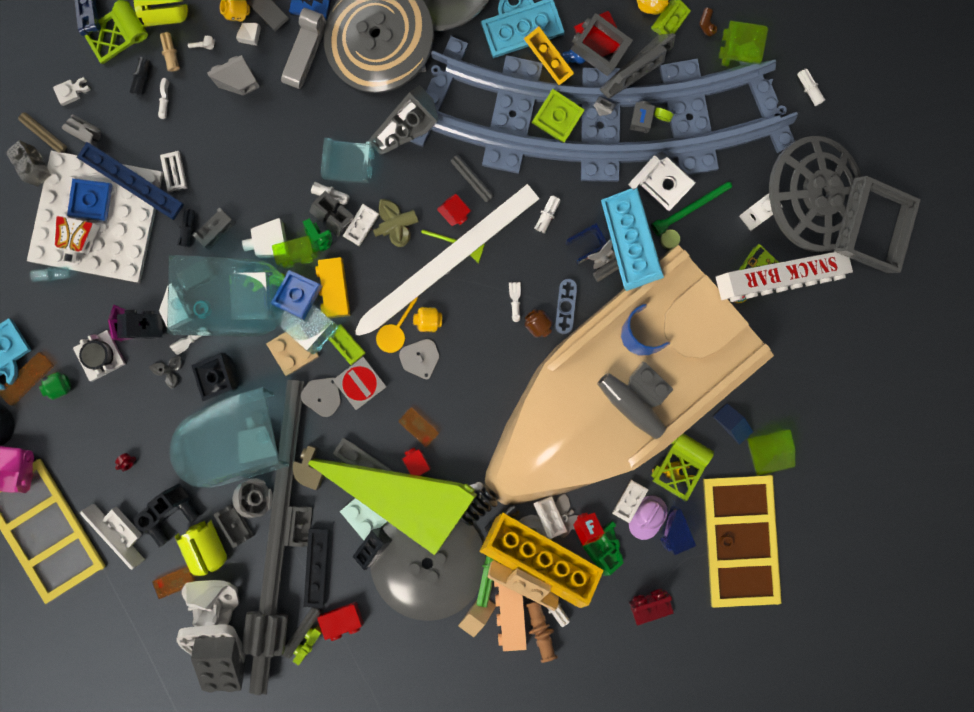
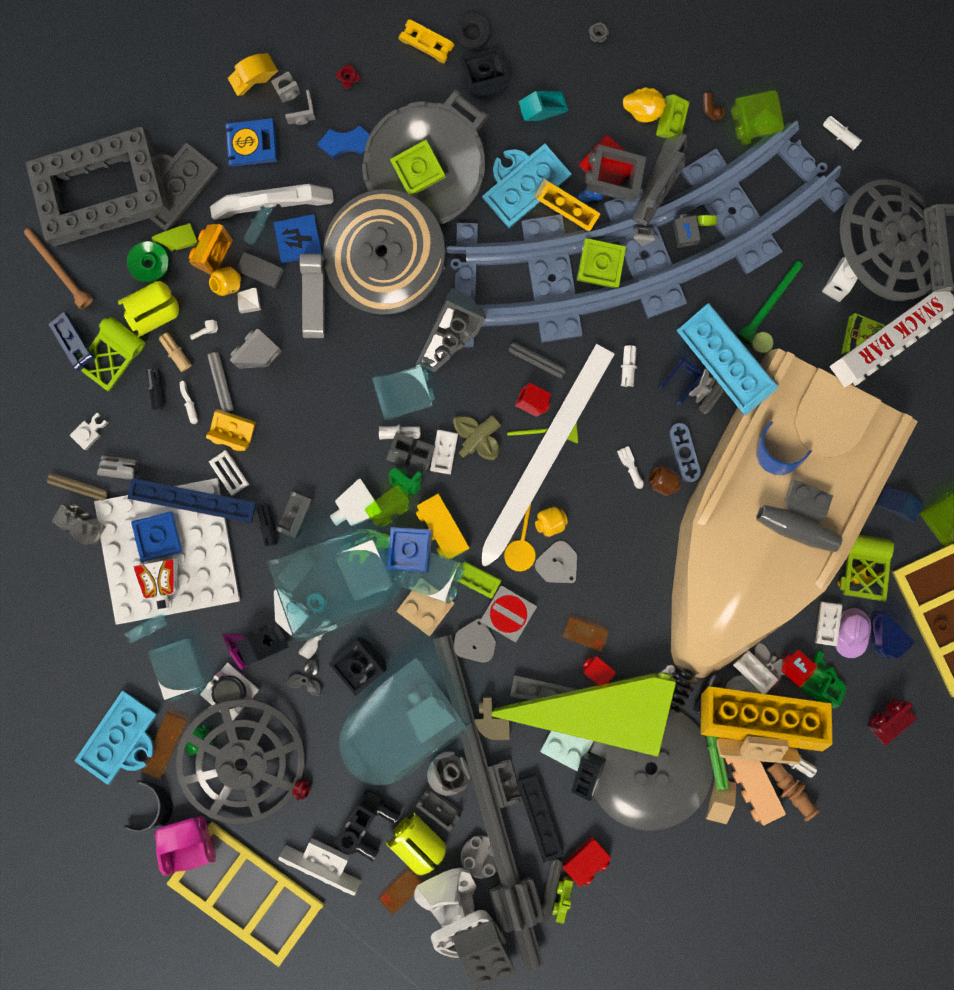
camera: 30 degrees left, 0 degrees up
(61, 318) = (177, 669): none -> clear light blue panel
(86, 406) = (237, 749): none -> dark grey dish
(189, 136) = (231, 430): none -> yellow bracket
(197, 92) = (220, 382): none -> light grey axle
(249, 580) = (478, 857): none -> light grey dish
(653, 178) = (722, 283): bracket -> none

